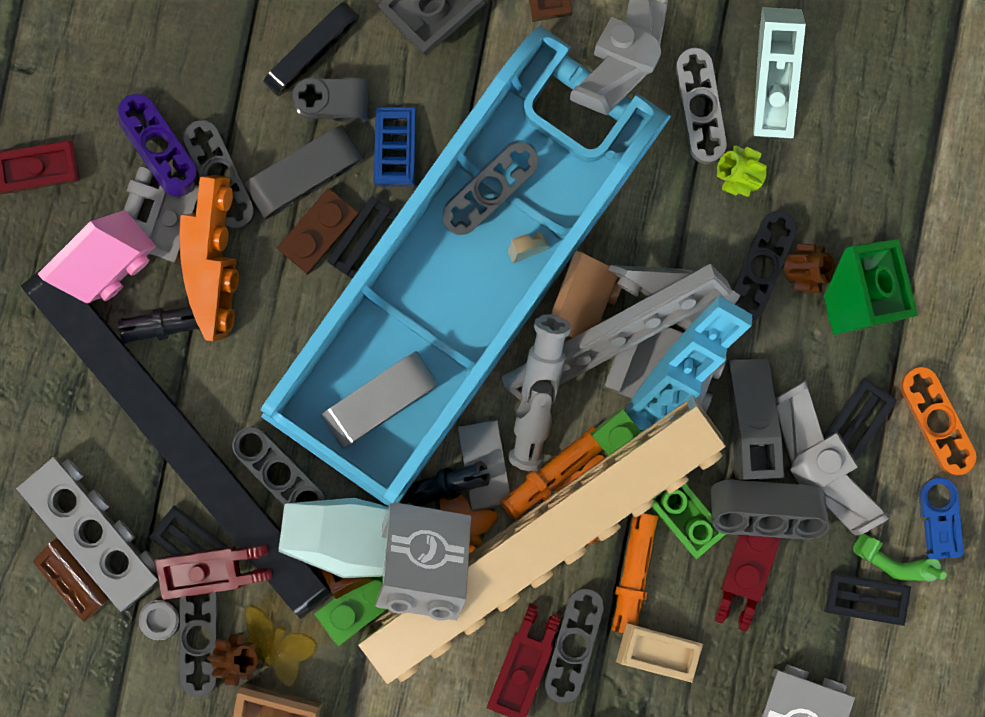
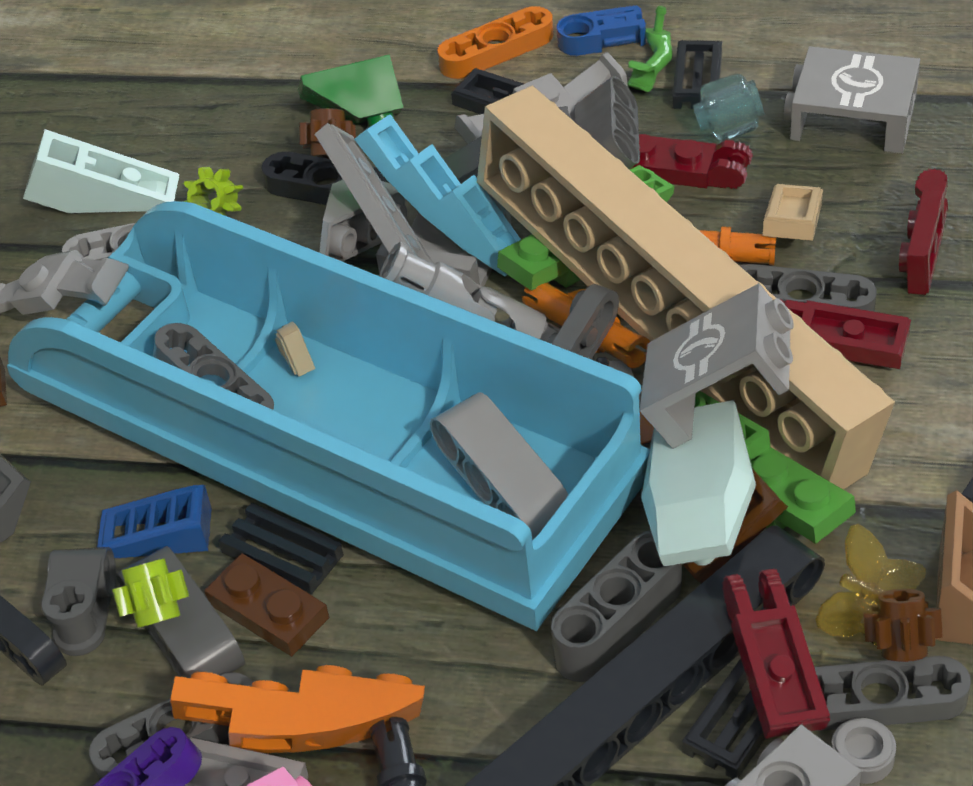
camera: 90 degrees left, 40 degrees down
(291, 156) = (150, 593): none -> lime gear
(500, 455) = (588, 321): none -> dark grey plate
(801, 619) = (729, 107): none -> clear light blue head

